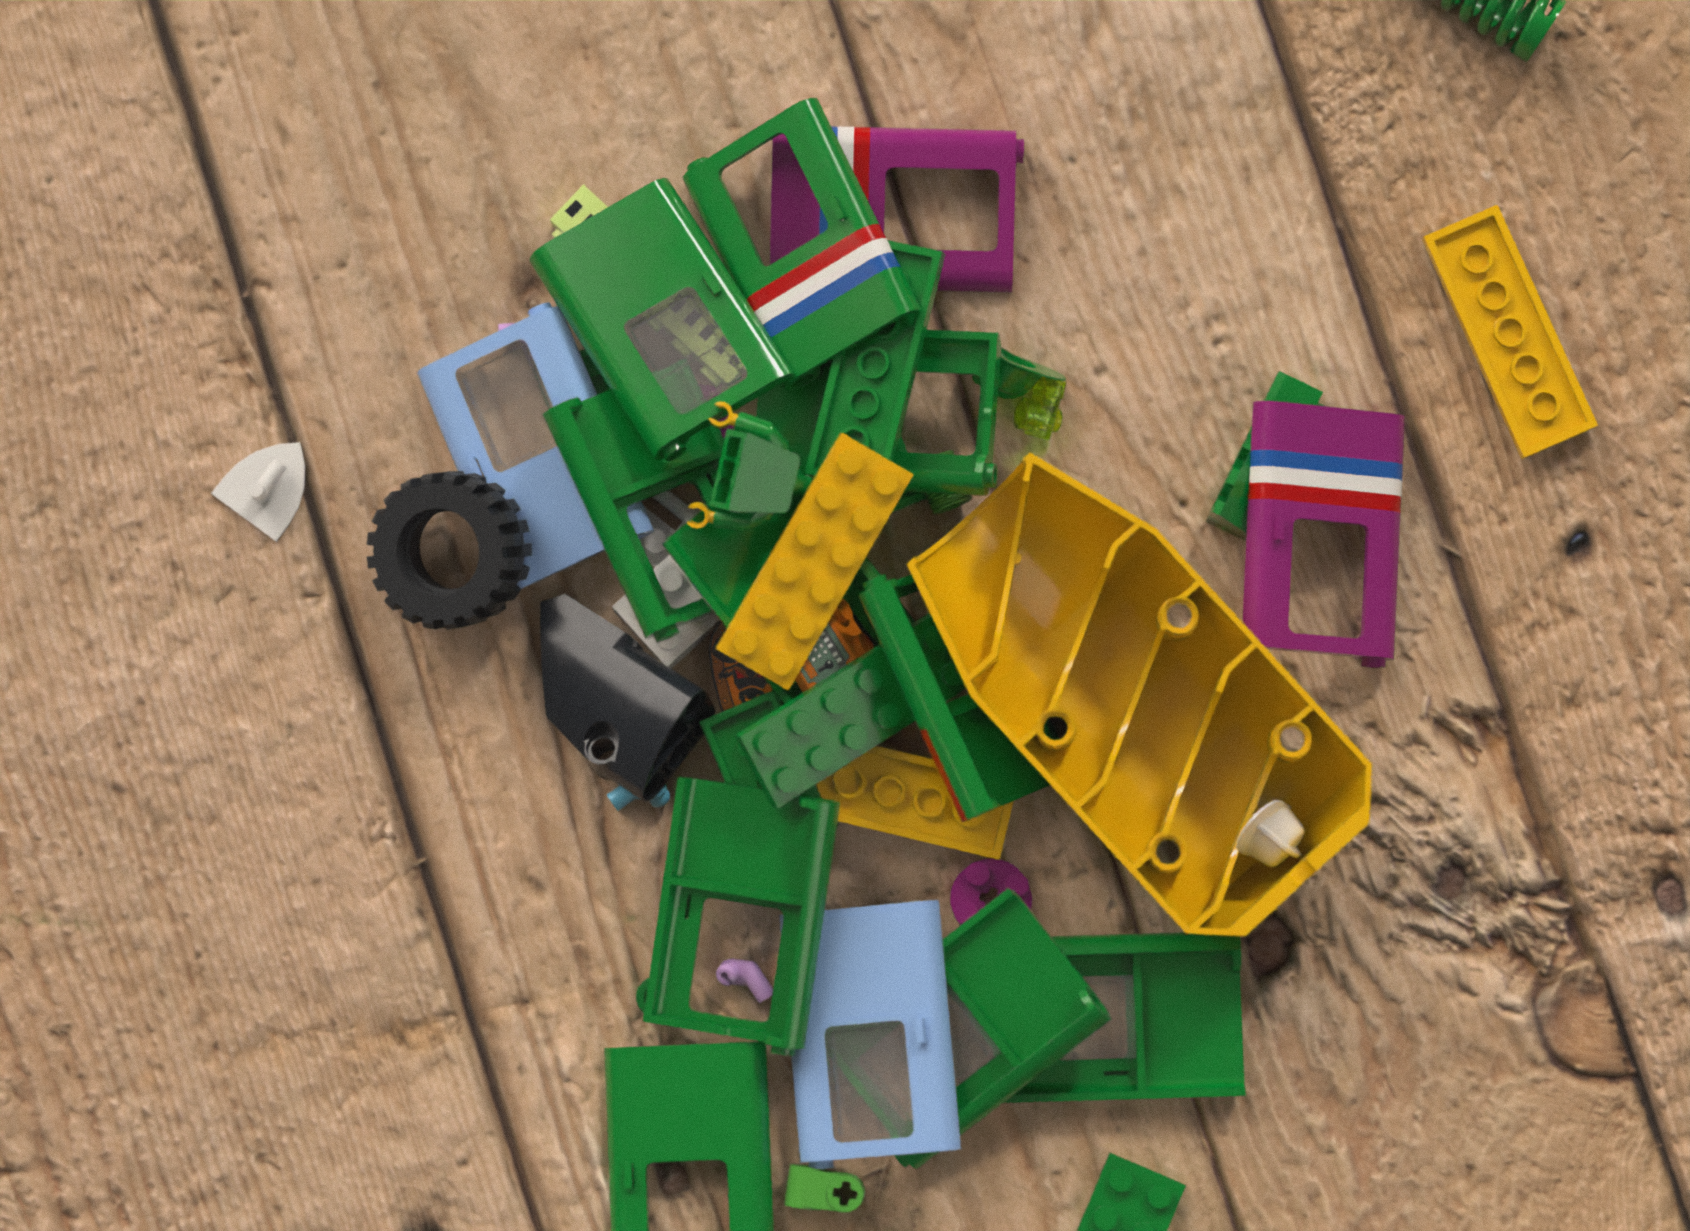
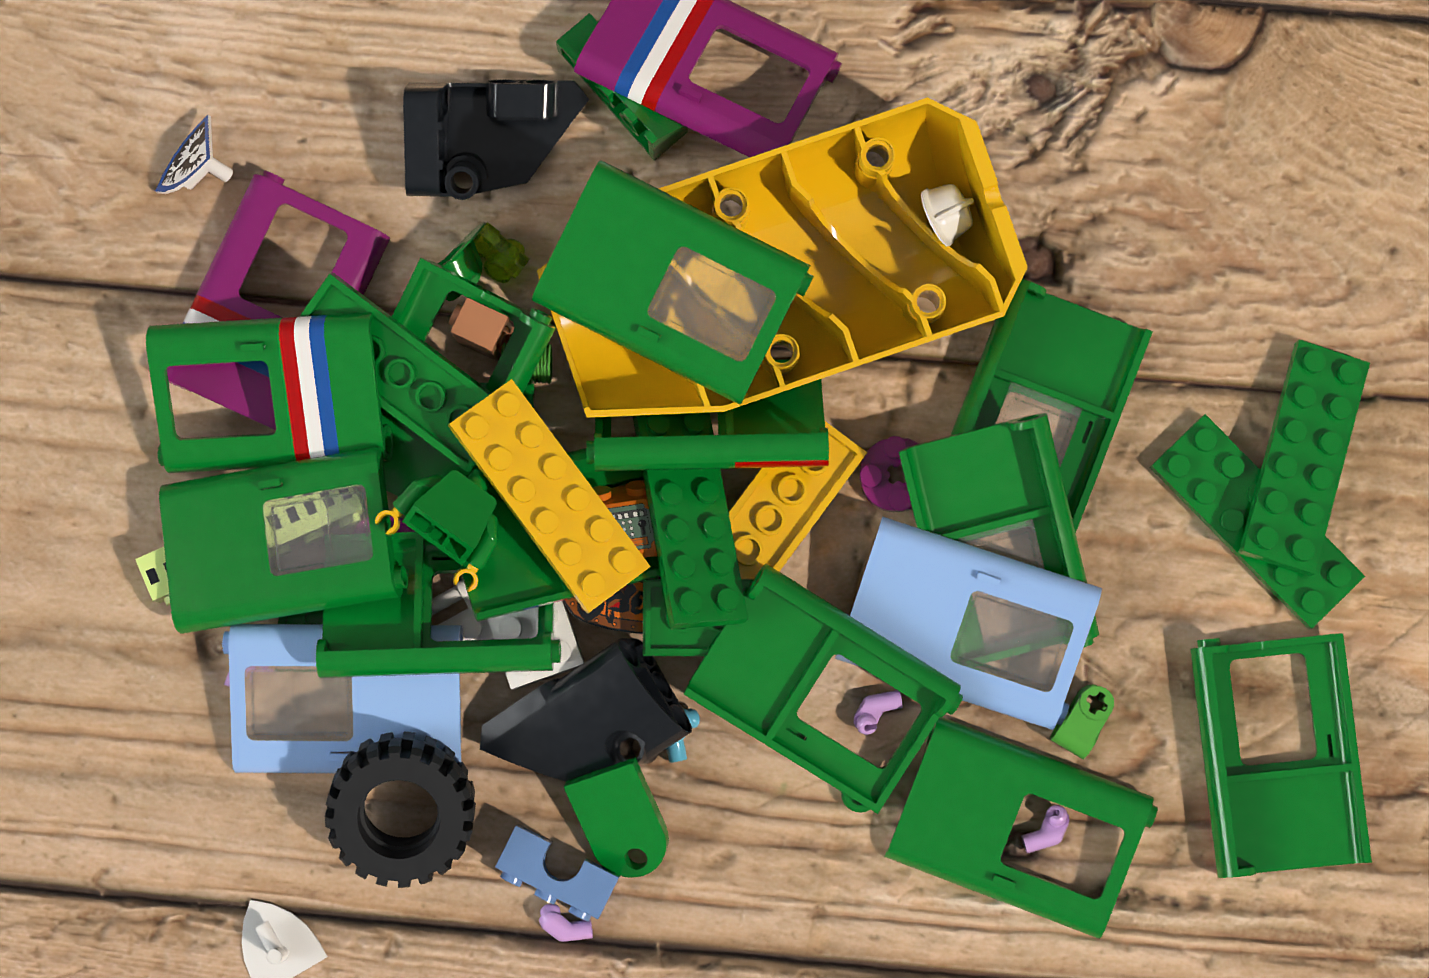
camera: 65 degrees left, 0 degrees up
(399, 759) = (561, 928): none -> lavender arm
(449, 694) = (525, 862): none -> medium blue arch
(532, 766) = (619, 816): none -> green tile
(698, 1203) = (1051, 830): none -> lavender arm
(956, 421) = (480, 328): none -> nougat brick
(1002, 64) = (193, 161): none -> shield
(1085, 588) = (670, 282): none -> green piece
(1157, 338) = (485, 129): none -> black panel

